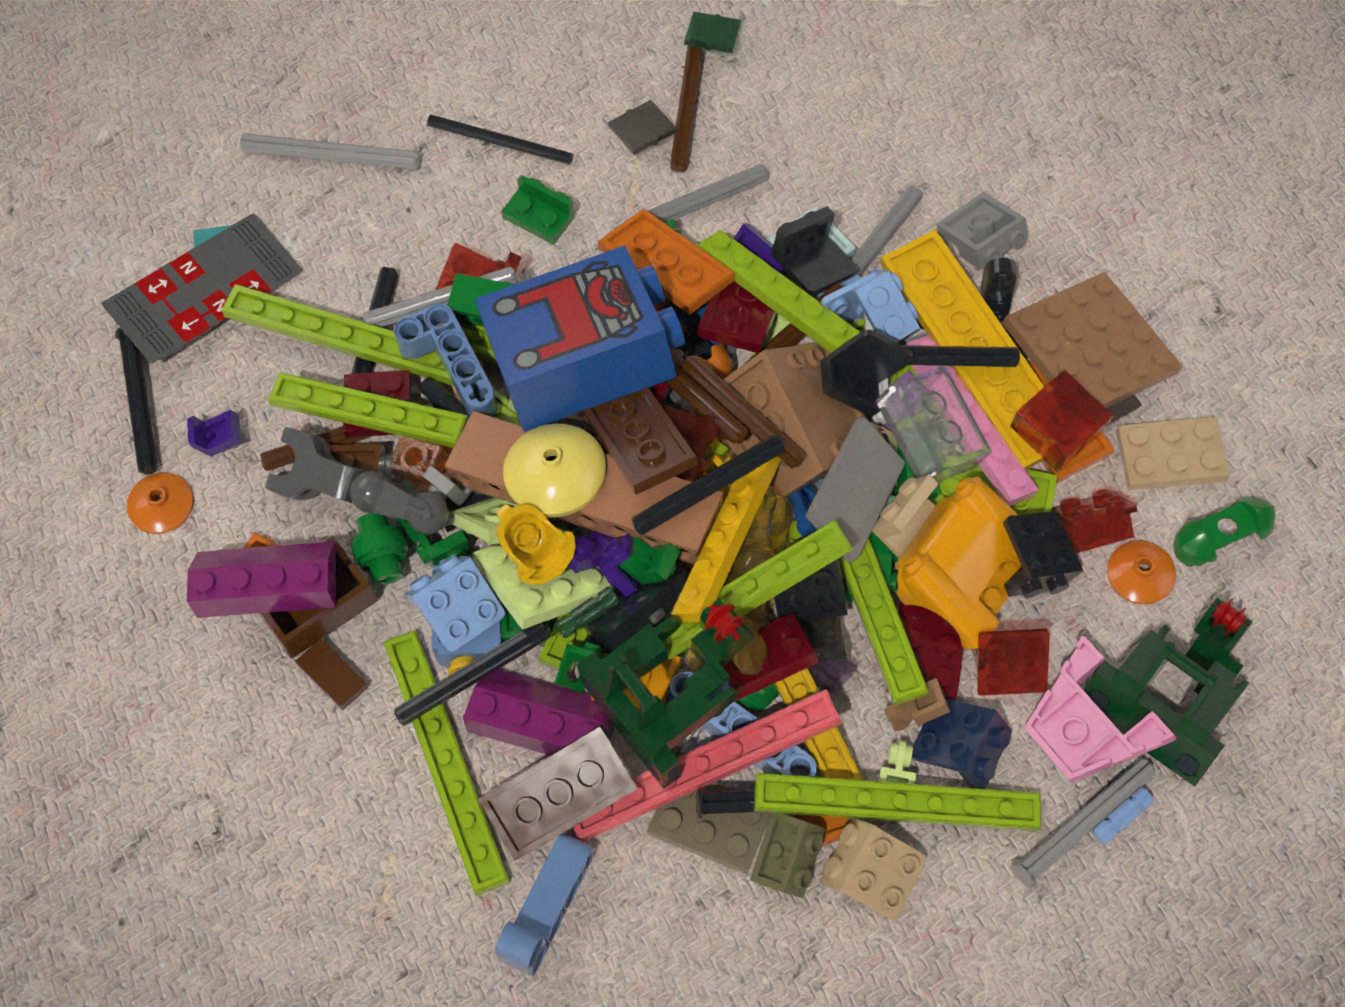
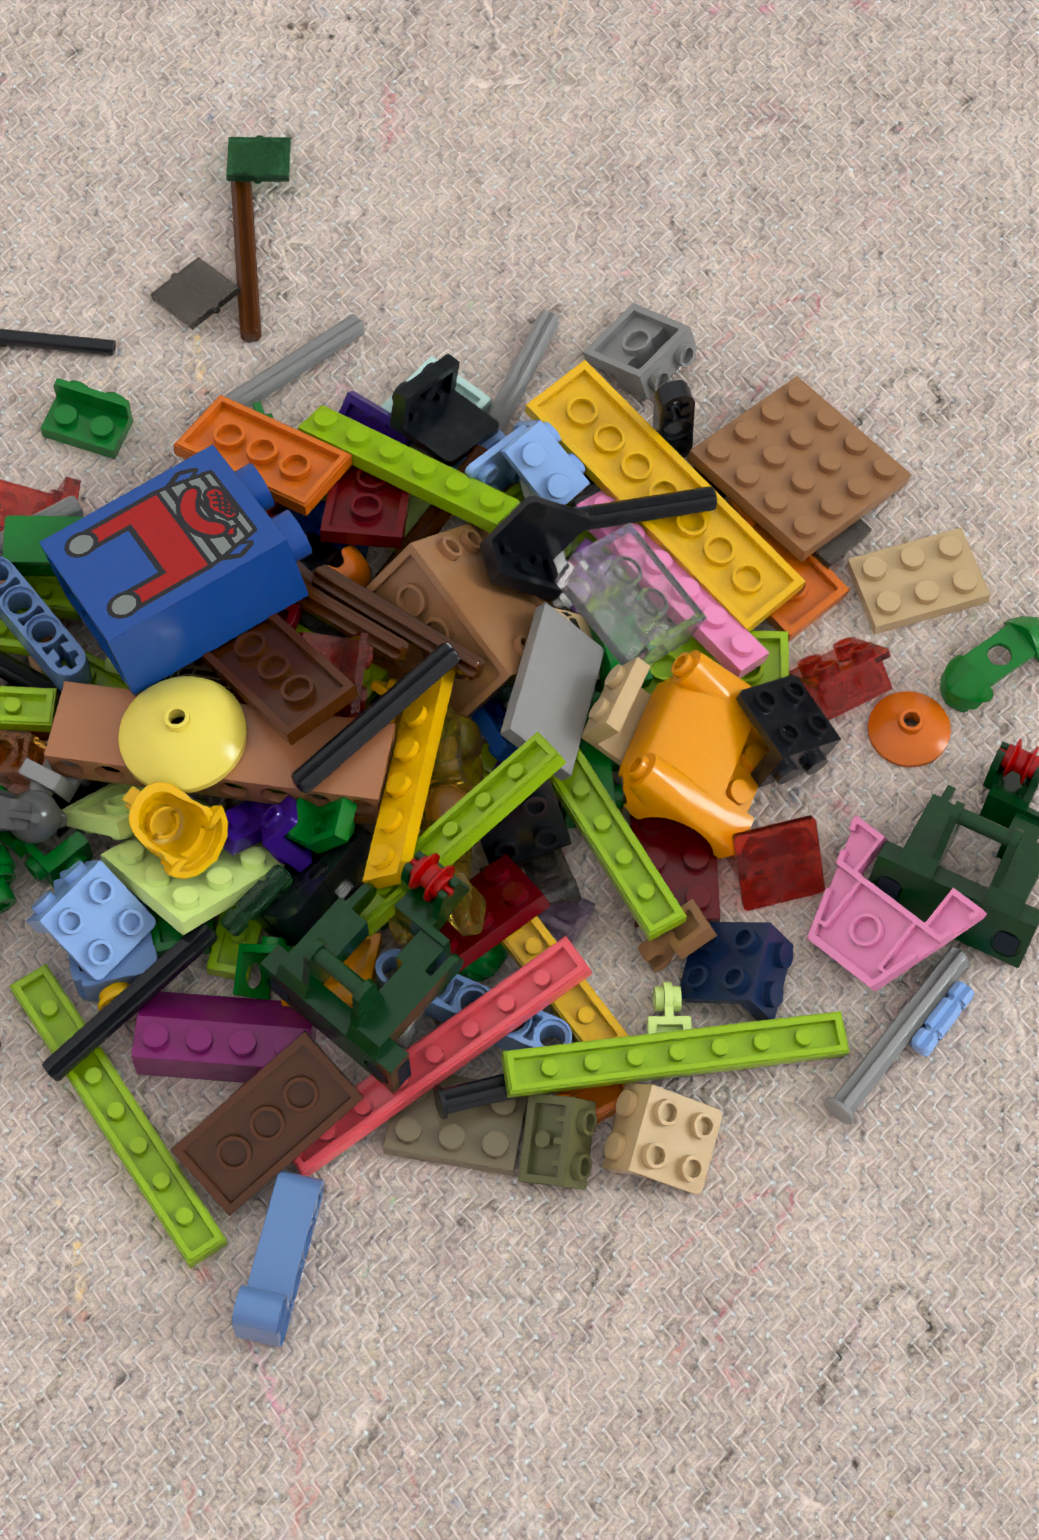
camera: 15 degrees left, 0 degrees up
(1061, 420) = (780, 565): clear red brick -> none

